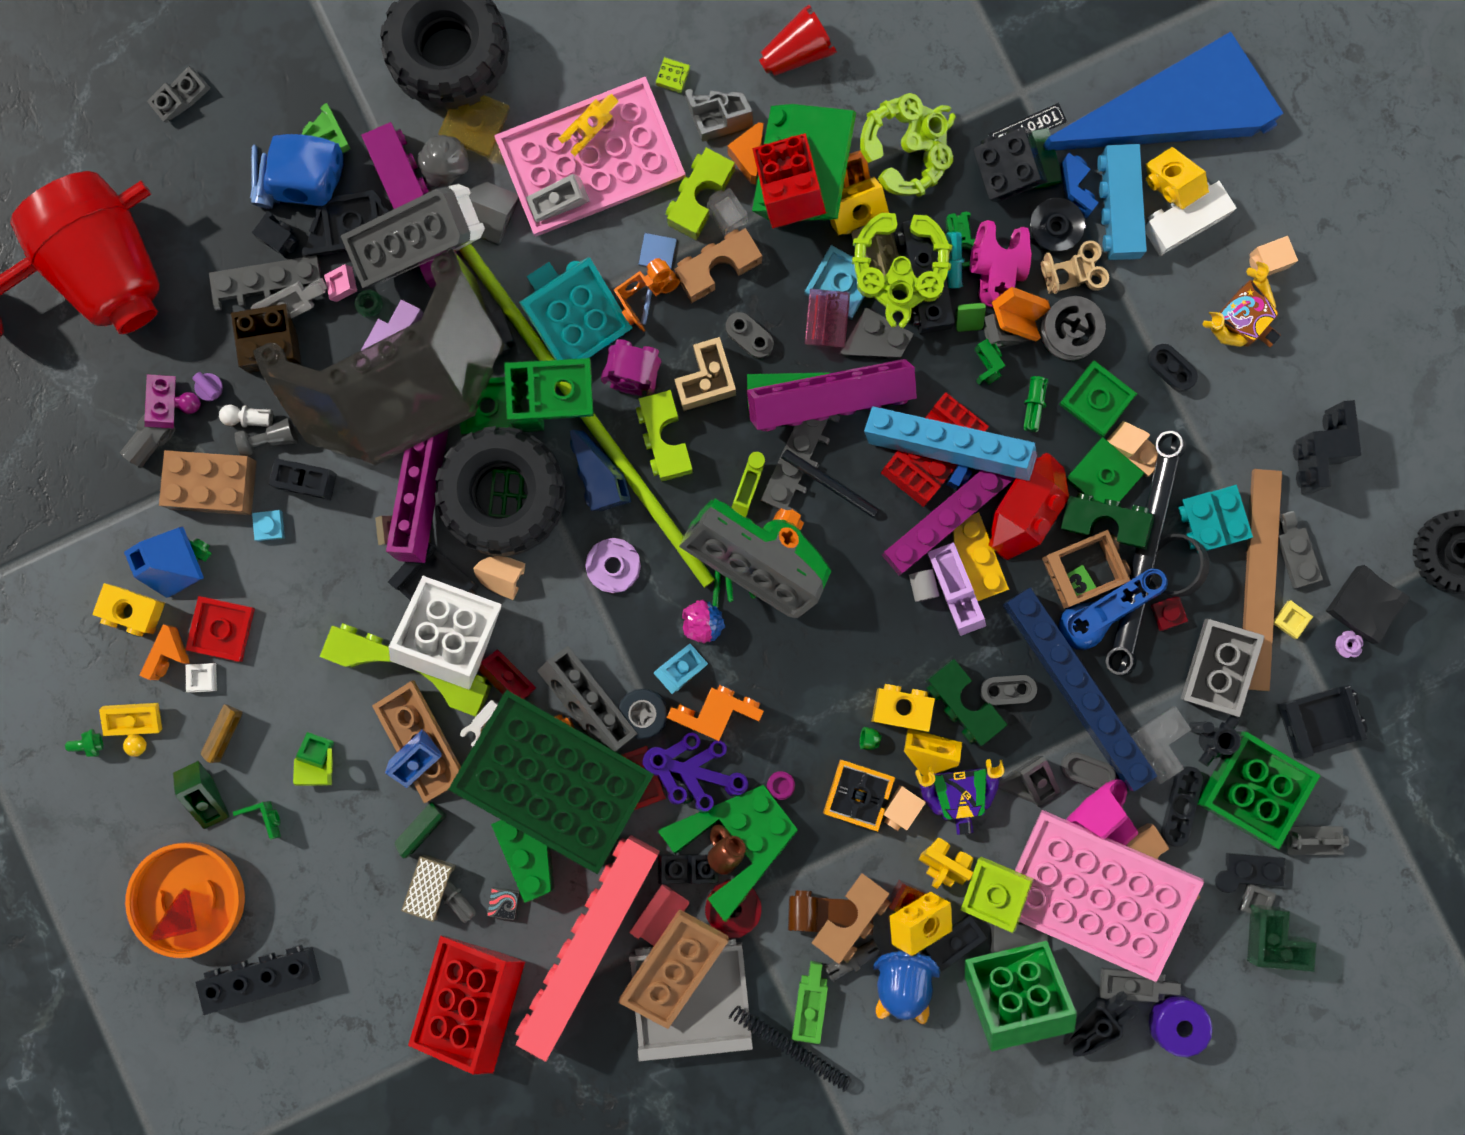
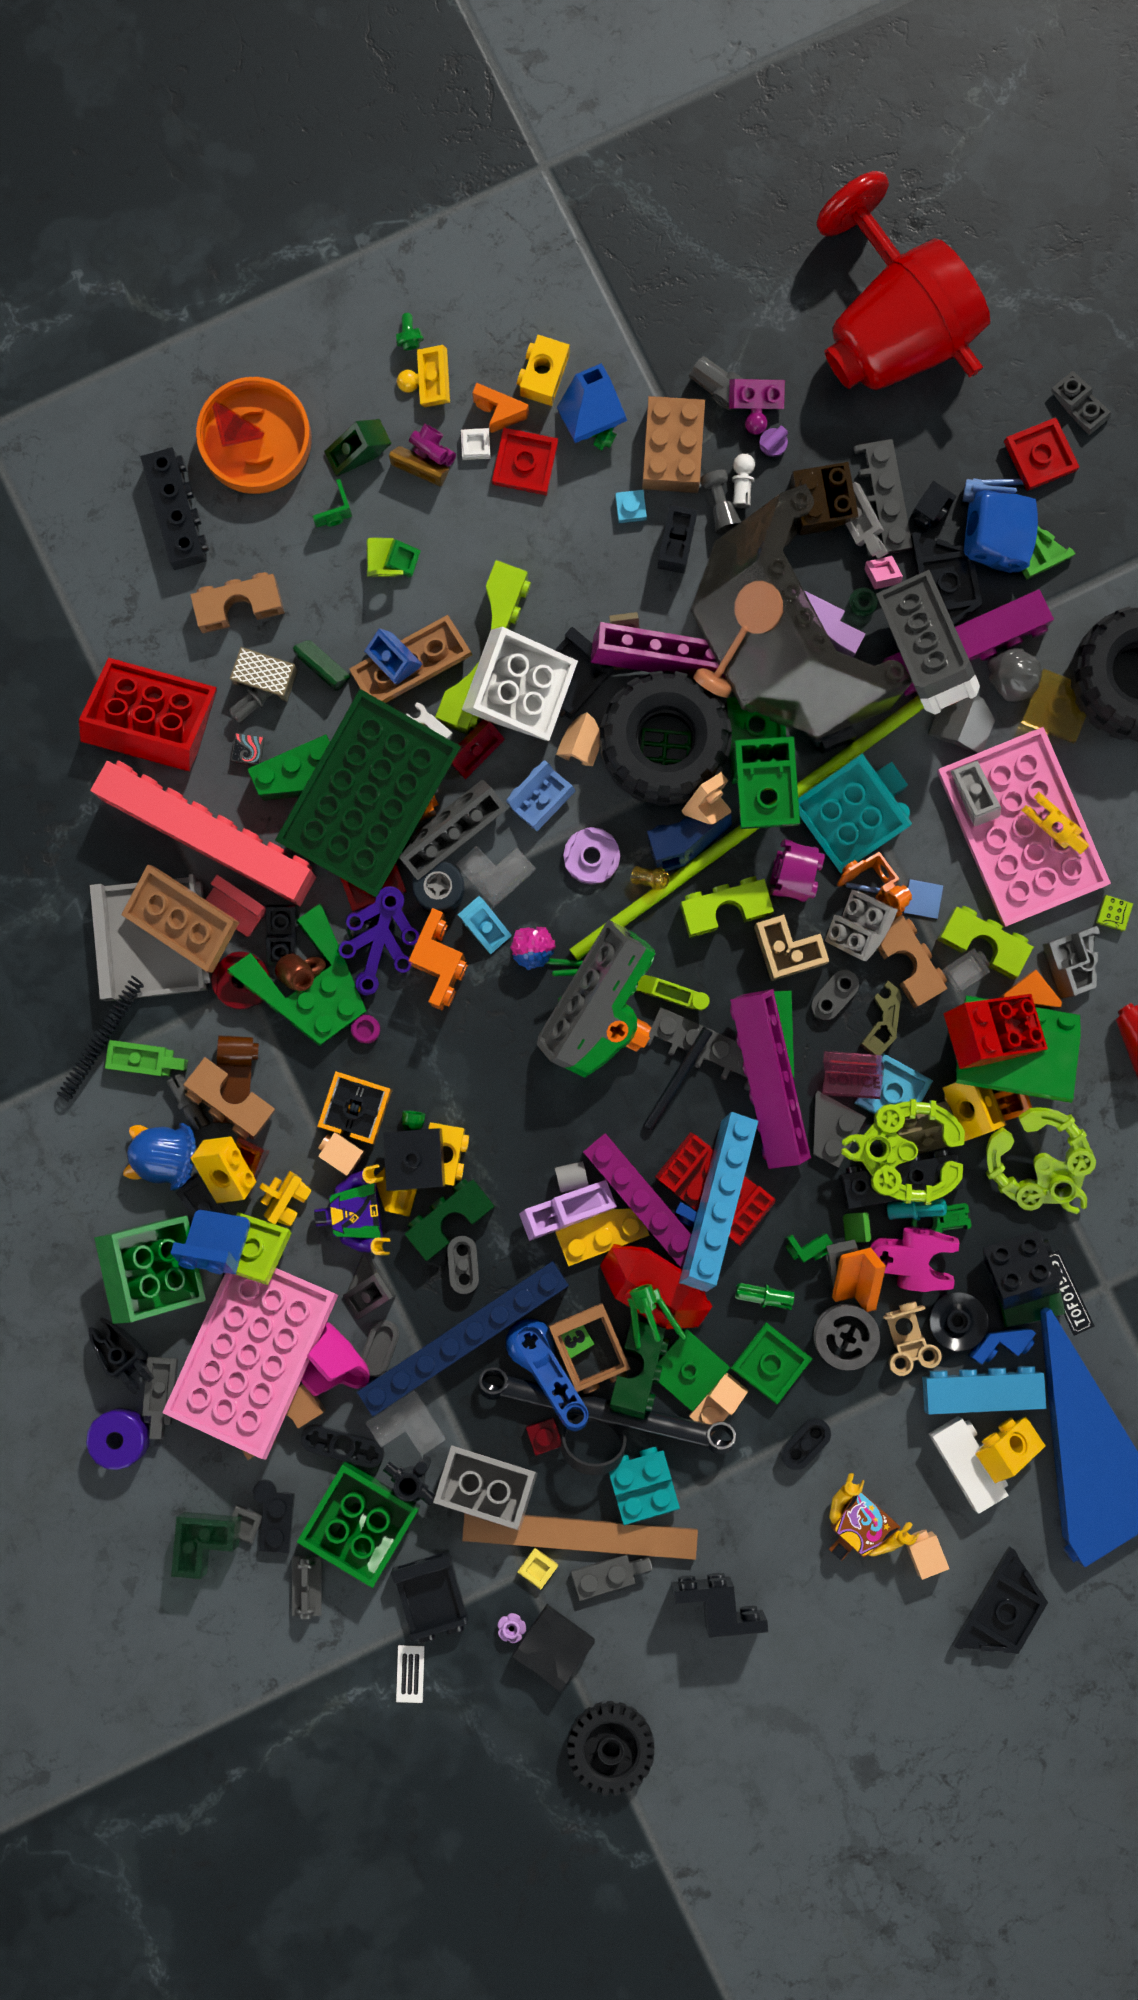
camera: 90 degrees right, 0 degrees up
(200, 725) = (427, 445): none -> magenta plate
(228, 132) = (1041, 454): none -> red tile
(356, 939) = (213, 604): none -> medium nougat arch
(379, 396) = (757, 611): none -> nougat piece
(554, 614) = (540, 795): none -> medium blue bracket
(565, 450) = (707, 803): none -> light nougat slope
(636, 503) = (657, 878): none -> clear yellow pin
(636, 661) = (492, 880): none -> clear plate
(684, 307) = (861, 925): none -> light grey slope
(768, 283) = (890, 1014): none -> olive piece
(910, 736) = (414, 1159): none -> black plate
(993, 932) = (213, 1242): none -> blue bracket
(1045, 513) = (644, 1299): none -> green plant
(1321, 188) = (1004, 1610): none -> black wing
(1393, 741) = (410, 1674): none -> white sticker

